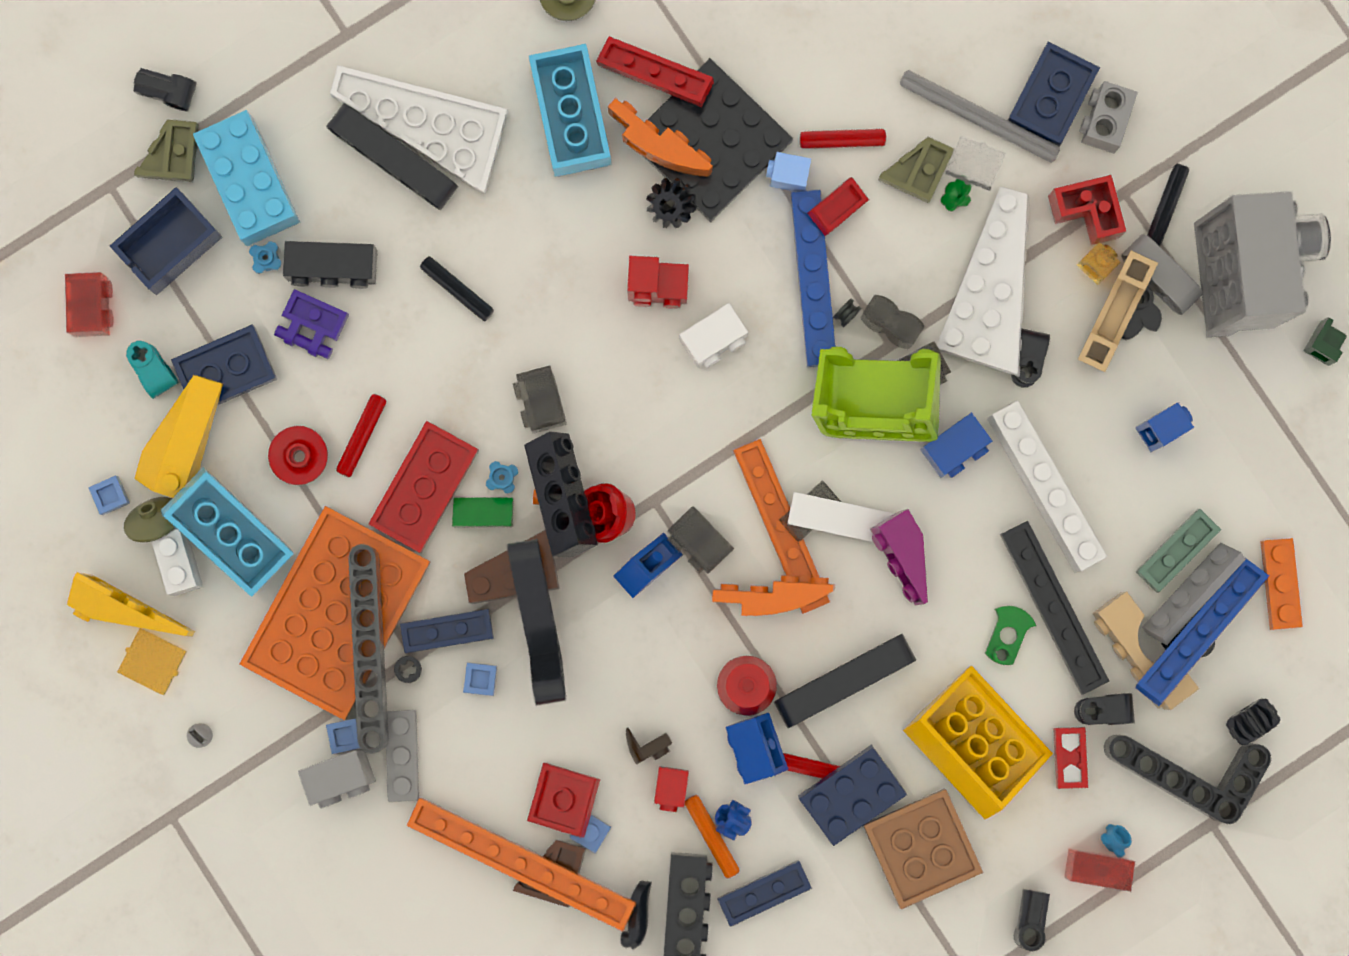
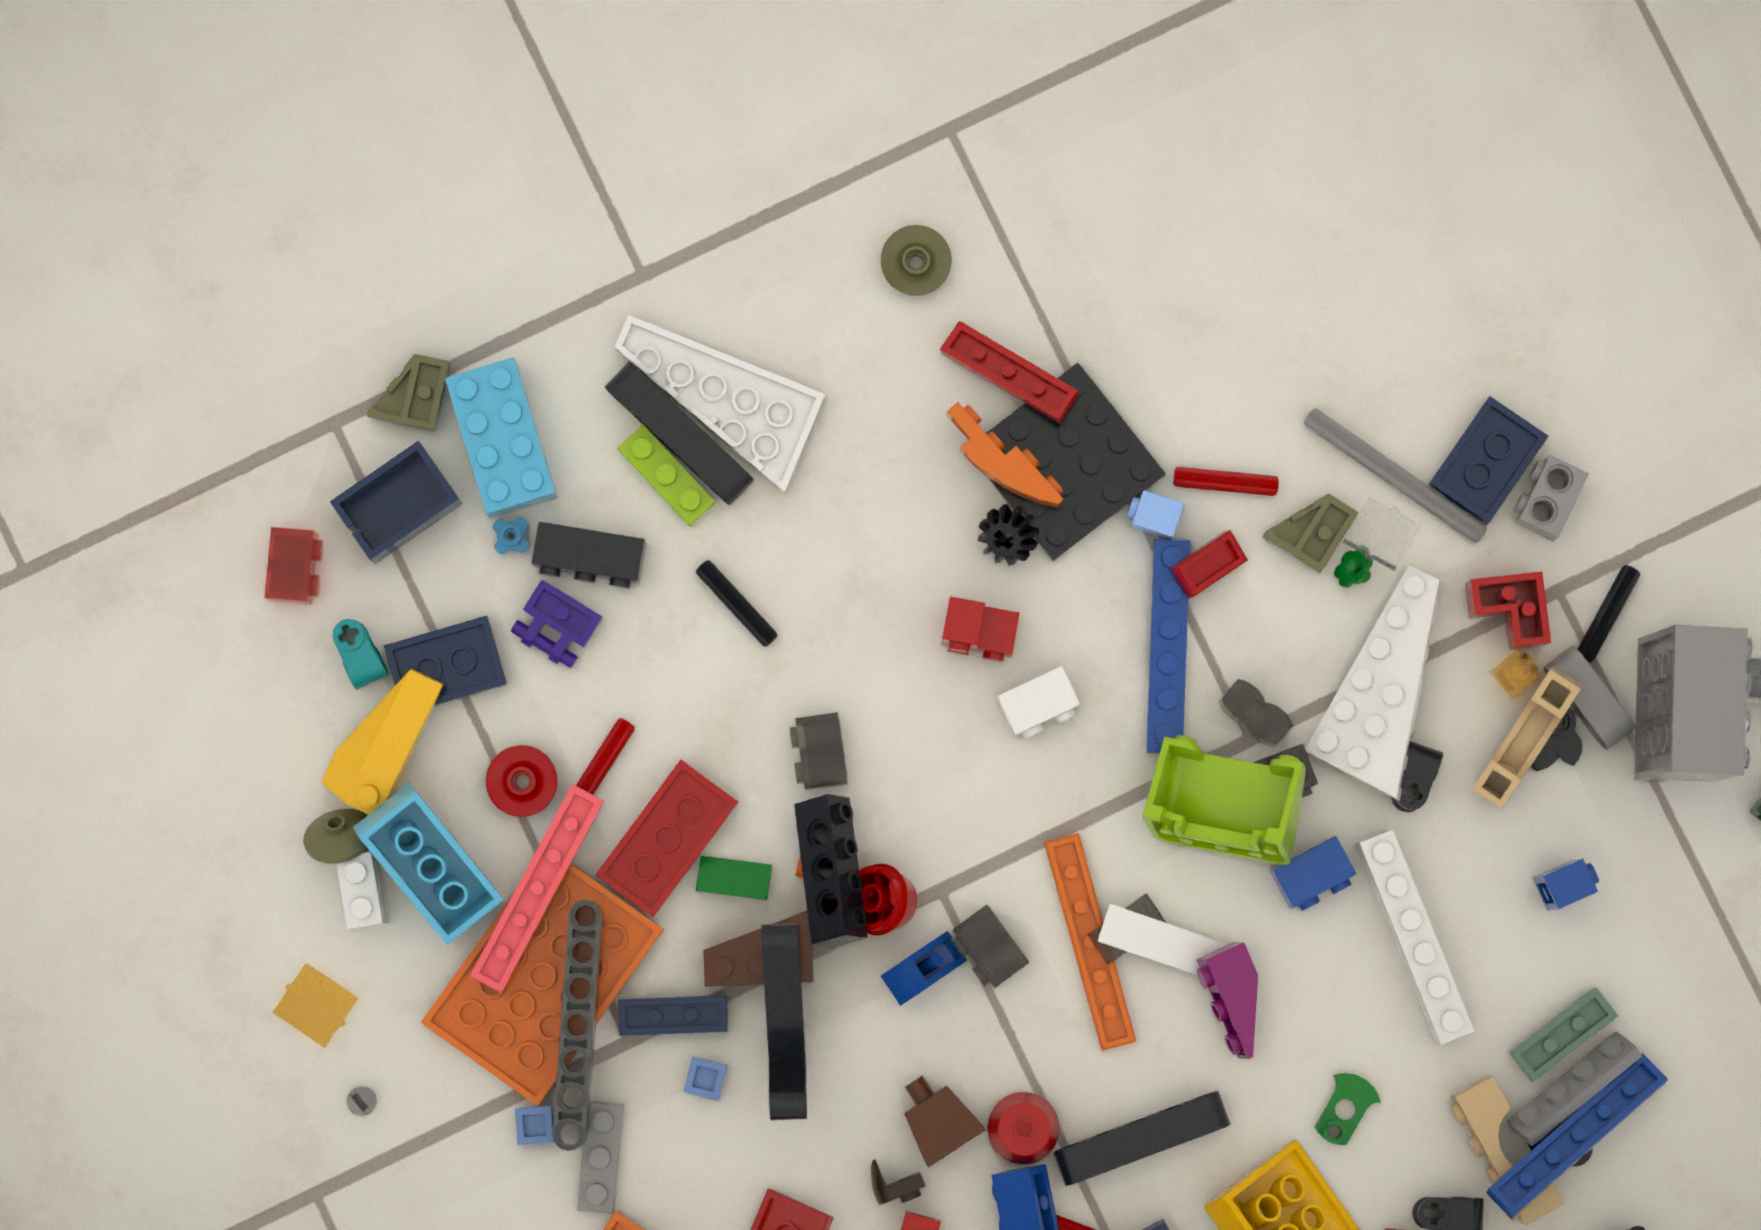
camera: 10 degrees right, 0 degrees up
(101, 601) = (272, 929): yellow wedge -> none
(109, 495) = (289, 799): medium blue plate -> none
(173, 90) = (424, 318): black piece -> none
(320, 541) = (537, 888): none -> coral plate
(336, 776) = (522, 1173): light grey brick -> none
(386, 192) = (666, 475): none -> lime plate
(403, 661) = (616, 1045): black bush -> none
(496, 470) = (765, 848): dark azure plate -> none
(570, 110) = (901, 406): medium azure brick -> none
(677, 688) = (939, 1121): none -> reddish brown torso
(786, 595) = (1084, 1028): orange slope -> none
(847, 312) = (1203, 694): pearl dark grey bush -> none
(1054, 608) = (1405, 1083): black plate -> none
(1282, 584) = (1683, 1091): orange plate -> none

